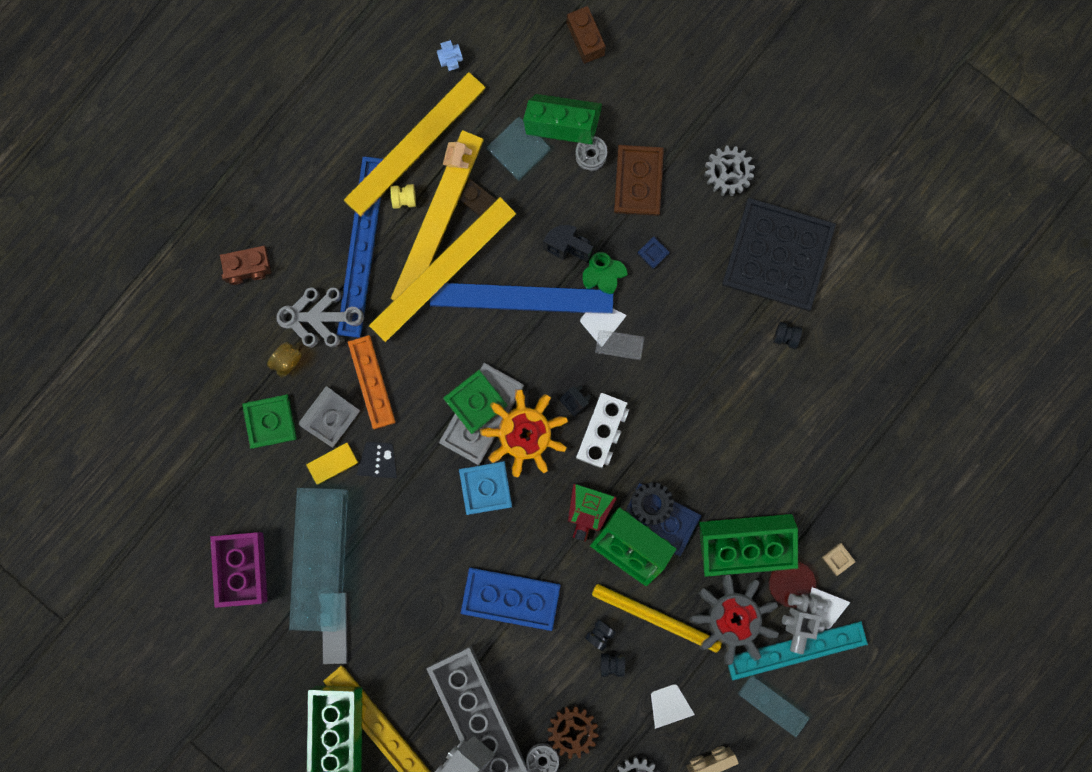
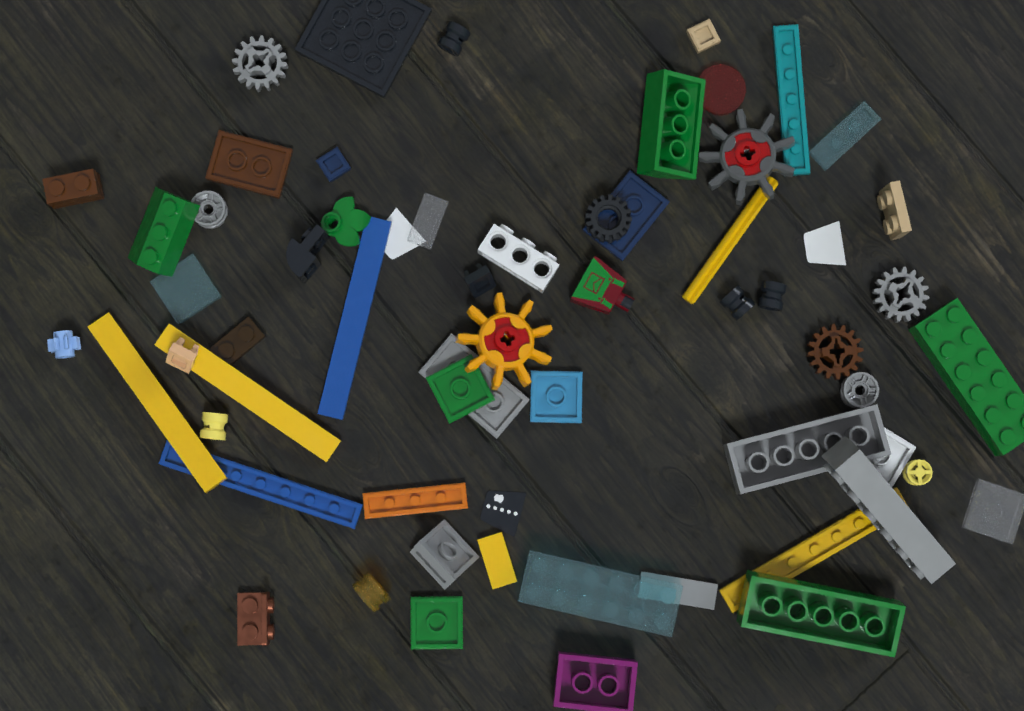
camera: 90 degrees left, 0 degrees up
(317, 316) = (330, 548): light grey plant -> none
(442, 269) = (306, 397): yellow tile -> none
(510, 599) = (681, 392): blue tile -> none
(633, 547) = (651, 248): green slope -> none
(803, 621) = (762, 84): light grey piece -> none
(835, 607) = (752, 61): white sticker -> none

